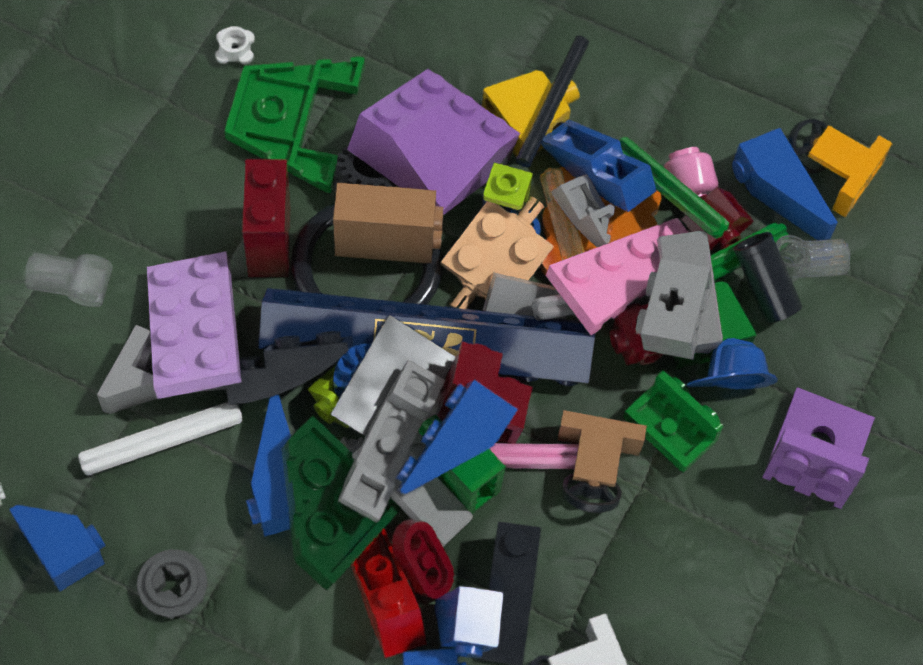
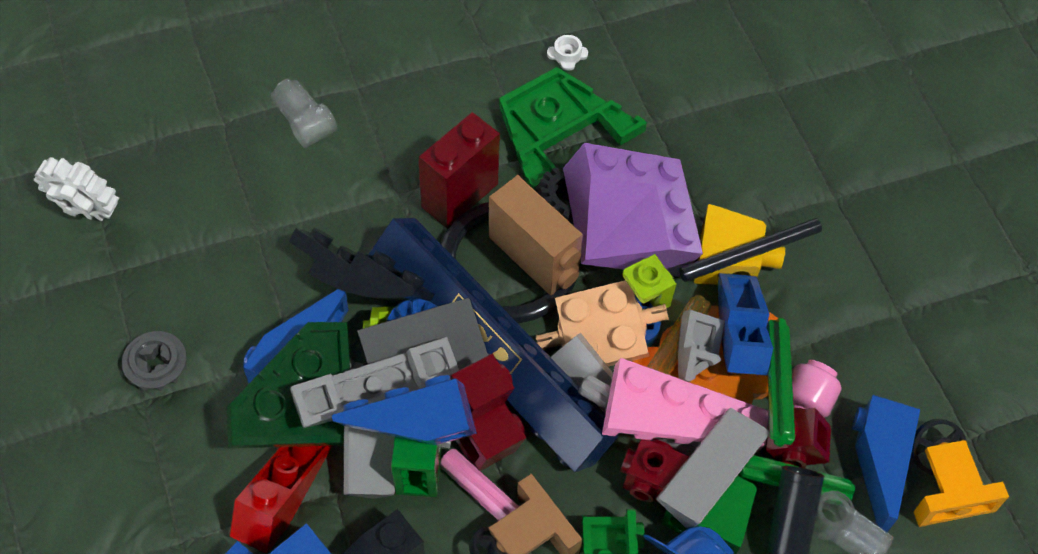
camera: 45 degrees right, 5 degrees down
(60, 543) = (112, 273): blue slope -> none
(127, 382) = (266, 203): light grey slope -> none
(159, 438) = (250, 260): white axle -> none
(192, 325) = (339, 202): lavender plate -> none
(422, 553) = (323, 487): dark red plate -> none
(676, 330) = (682, 466): light grey brick -> none

